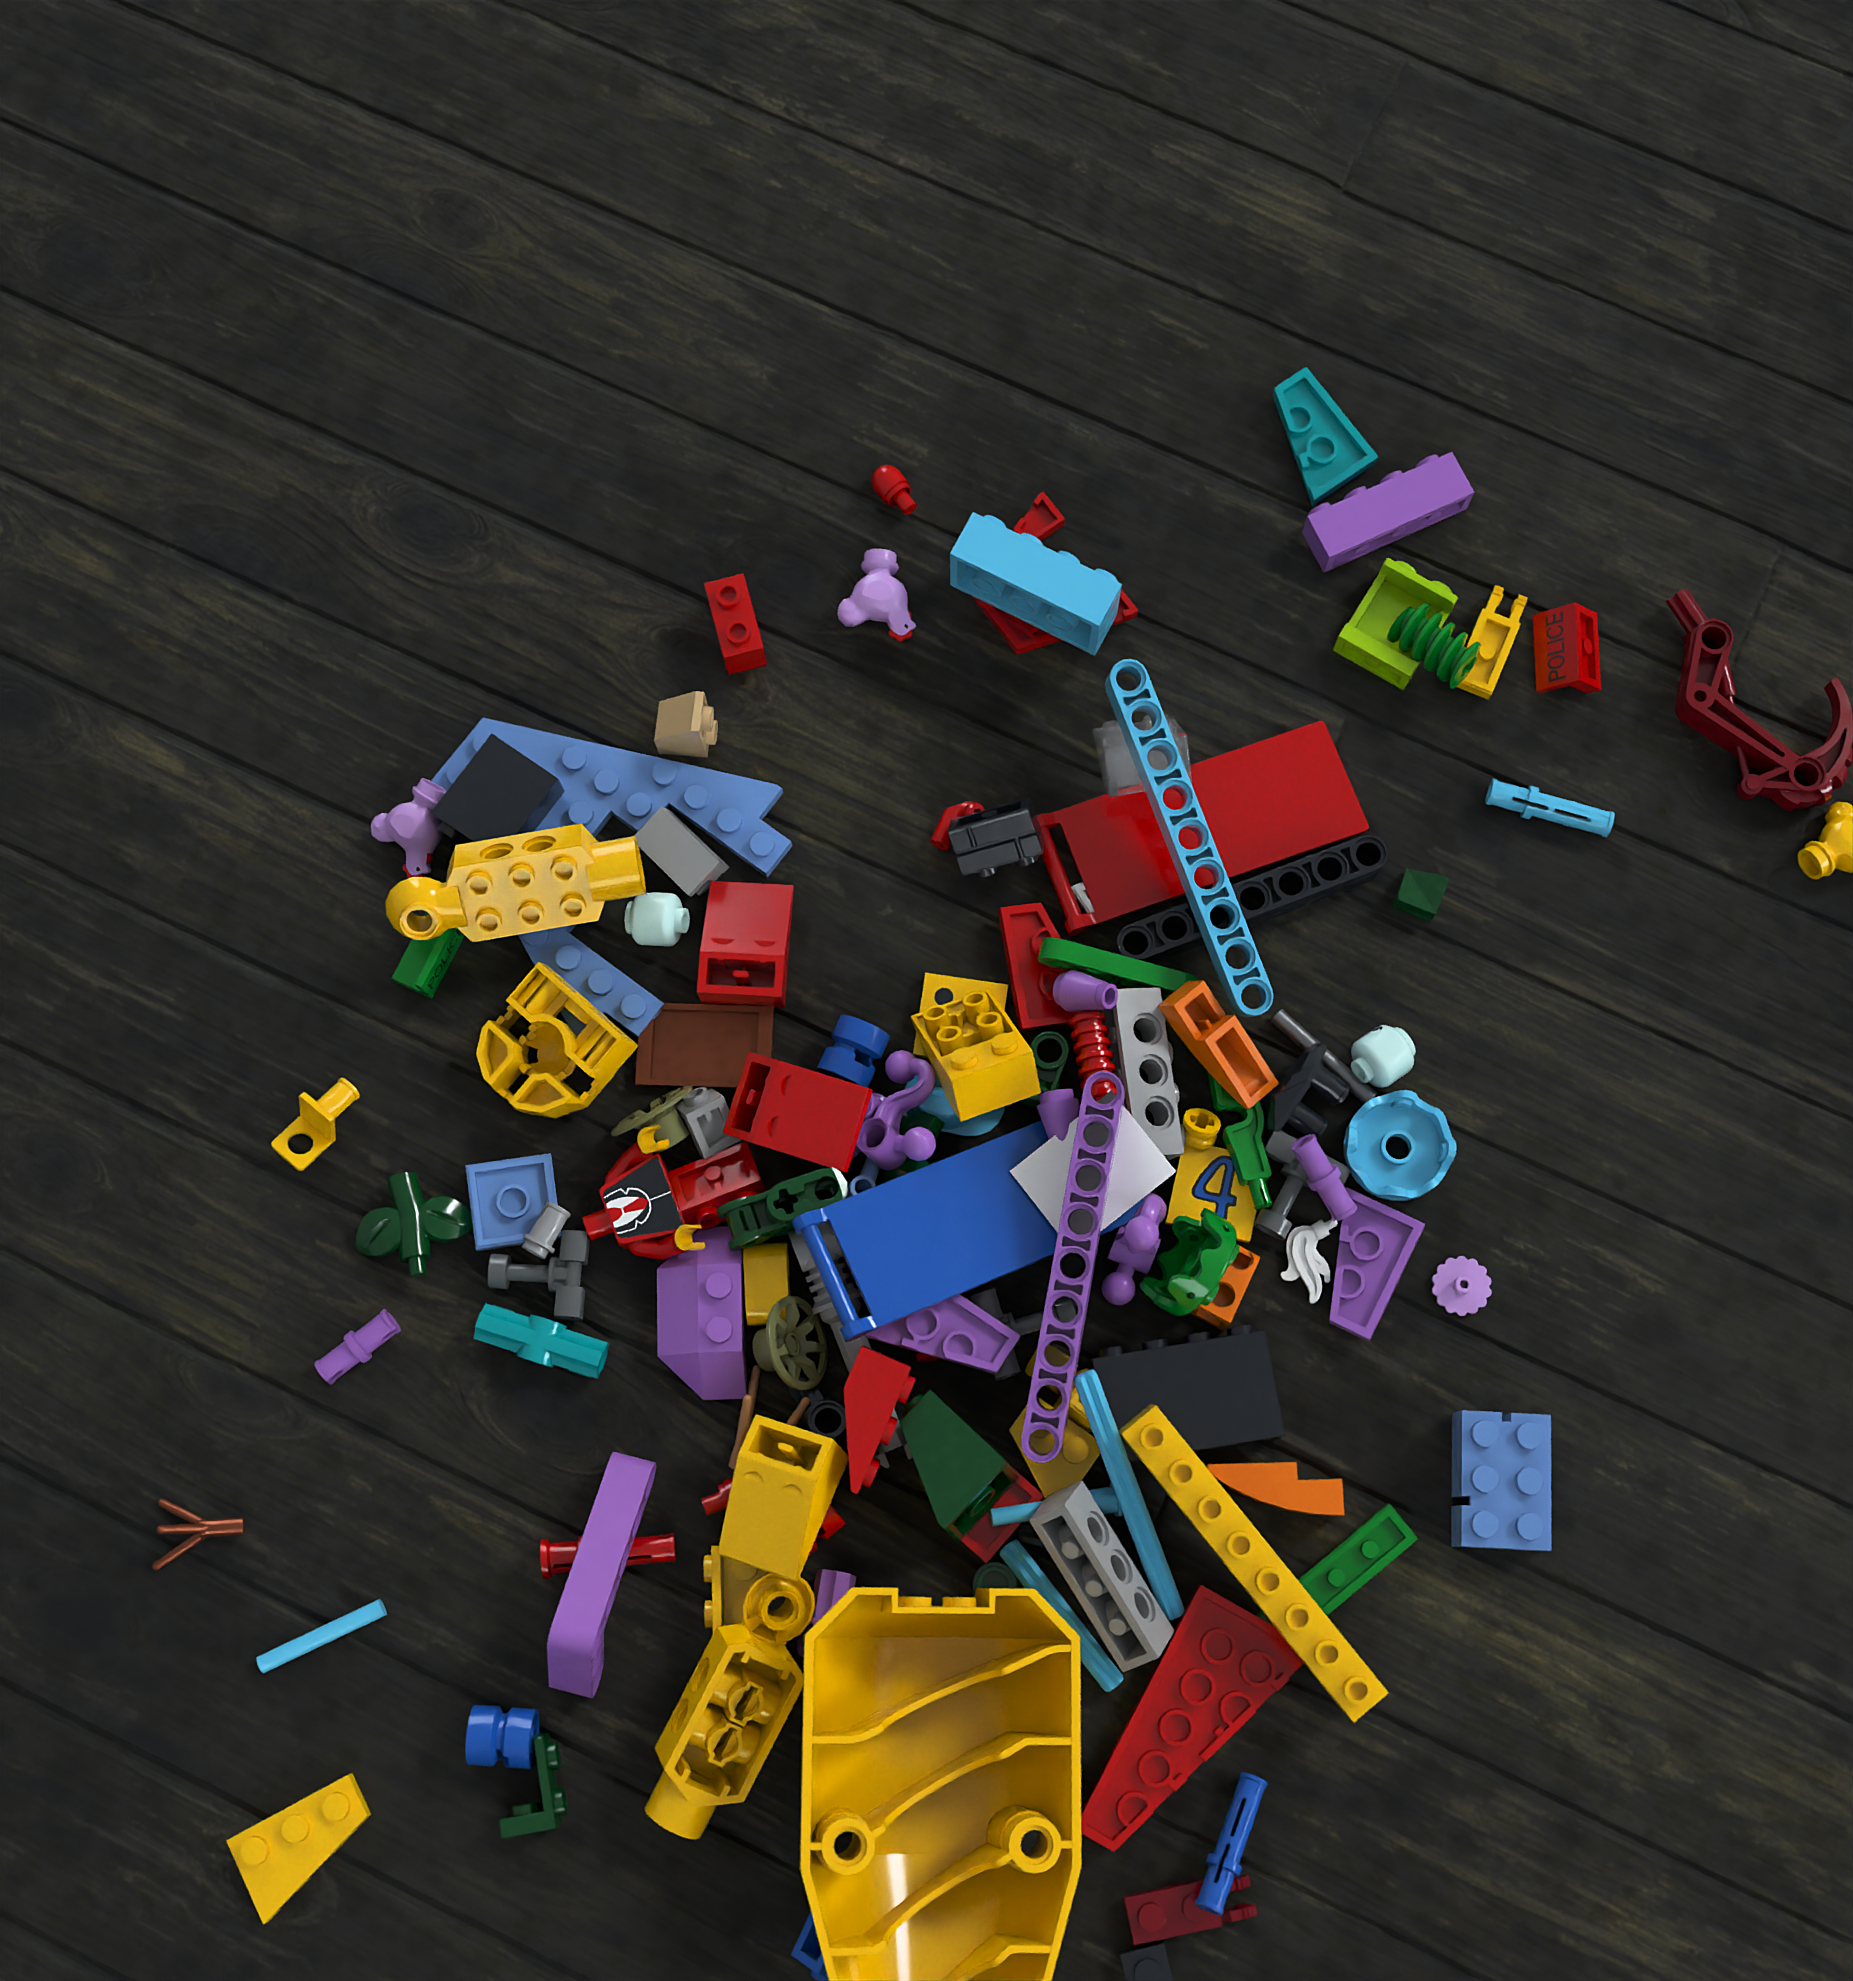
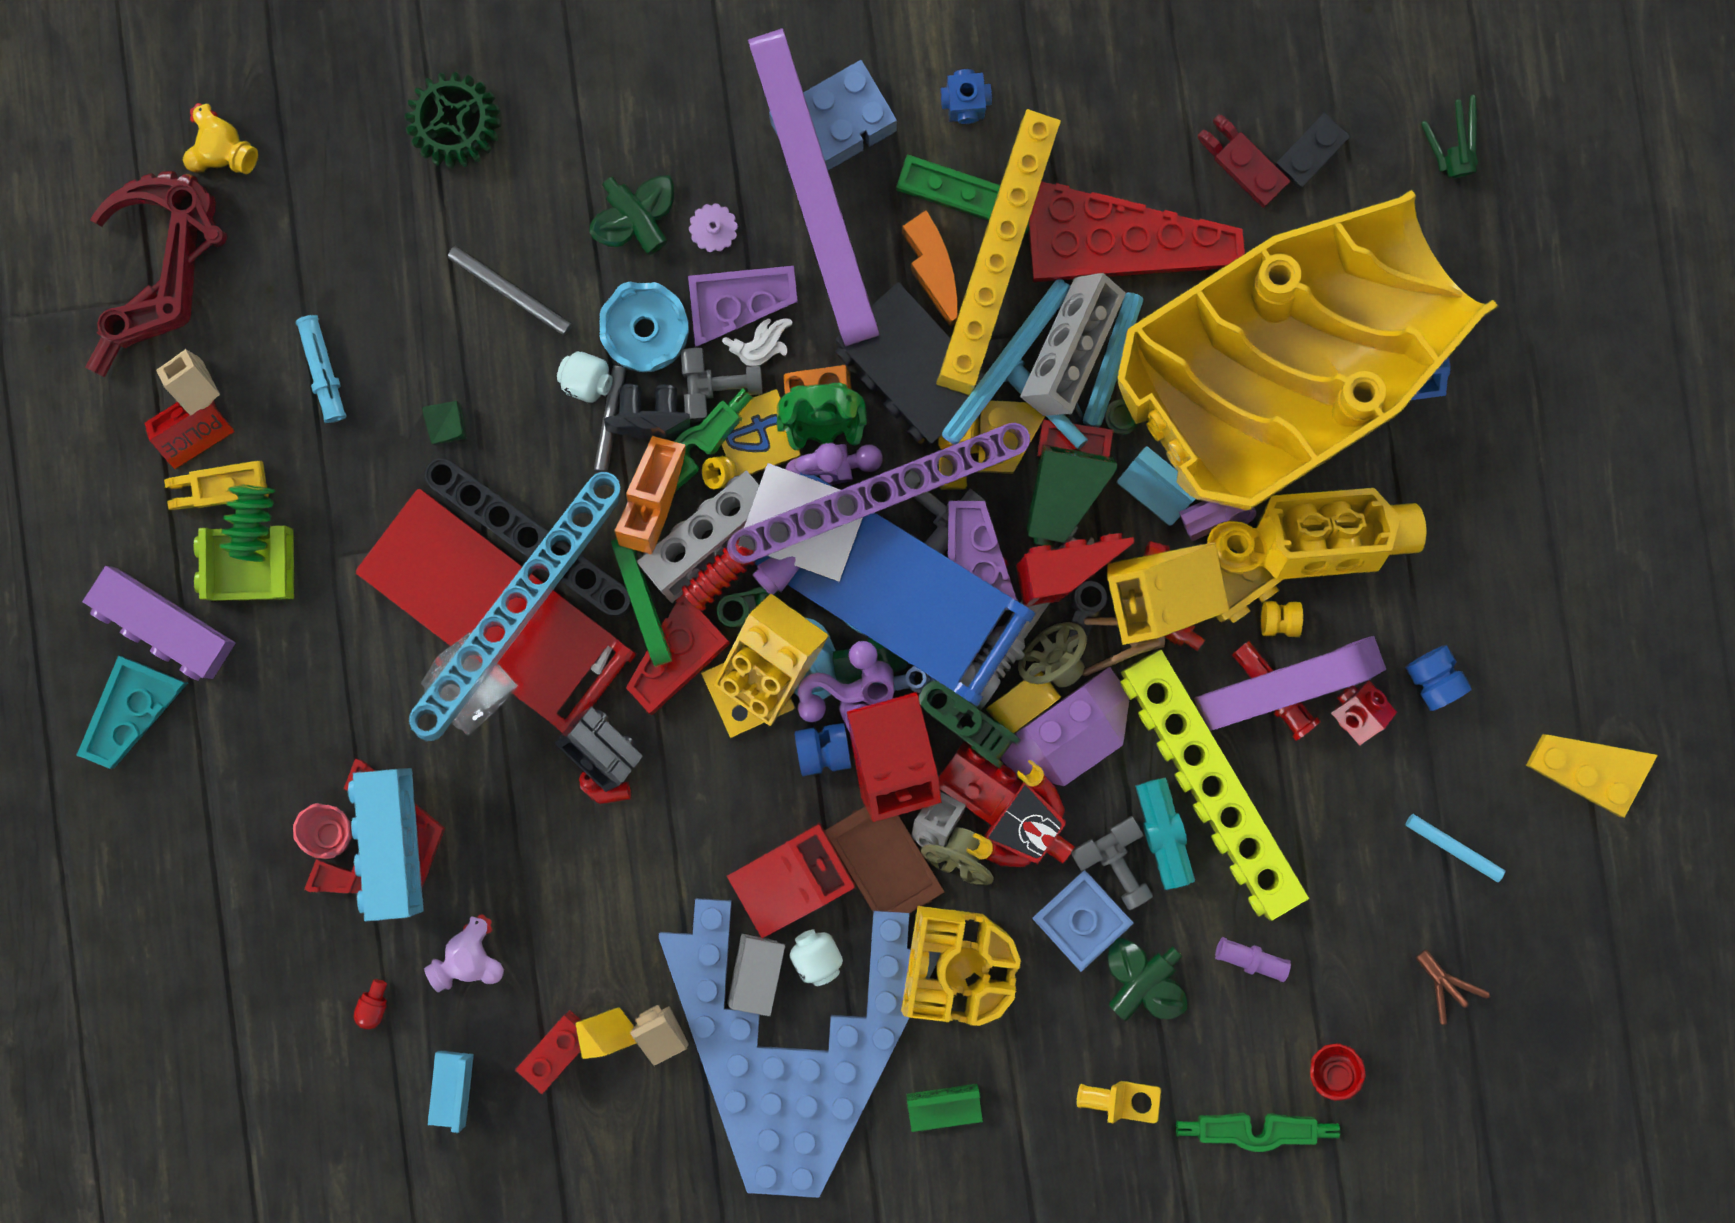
camera: 125 degrees left, 10 degrees up
(178, 1260) = (1277, 1130): none -> green piece
(189, 1355) = (1337, 1072): none -> red hair
(399, 1421) = (1286, 889): none -> neon yellow brick
(413, 827) = (861, 1183): lavender animal -> none
(496, 796) = (808, 1132): black brick -> none
(519, 885) = (861, 1068): yellow brick -> none
(520, 1630) = (1363, 711): none -> red brick
(527, 1817) = (1476, 626): dark green bracket -> none
(545, 1230) = (1089, 881): light grey pin -> none
(669, 1619) = (1281, 619): none -> yellow wheel
(721, 674) = (604, 1033): none -> yellow slope
(766, 512) = (450, 1090): none -> medium azure panel
(906, 1566) = (1155, 486): none -> medium azure panel
(1083, 992) = (676, 612): medium lavender cone -> none
(1089, 536) = (322, 831): none -> coral hair
(1231, 1843) = (1228, 147): blue pin -> none
(1323, 1177) = (701, 363): medium lavender pin -> none
(1427, 1637) = (963, 108): none -> blue brick
(1441, 1406) = (813, 187): none -> medium lavender beam
(1519, 1039) = (509, 290): none -> flat silver bar
(1524, 1212) = (634, 214): none -> dark green plant
(1612, 670) = (188, 381): none -> tan slope
(1737, 1057) = (440, 125): none -> dark green gear

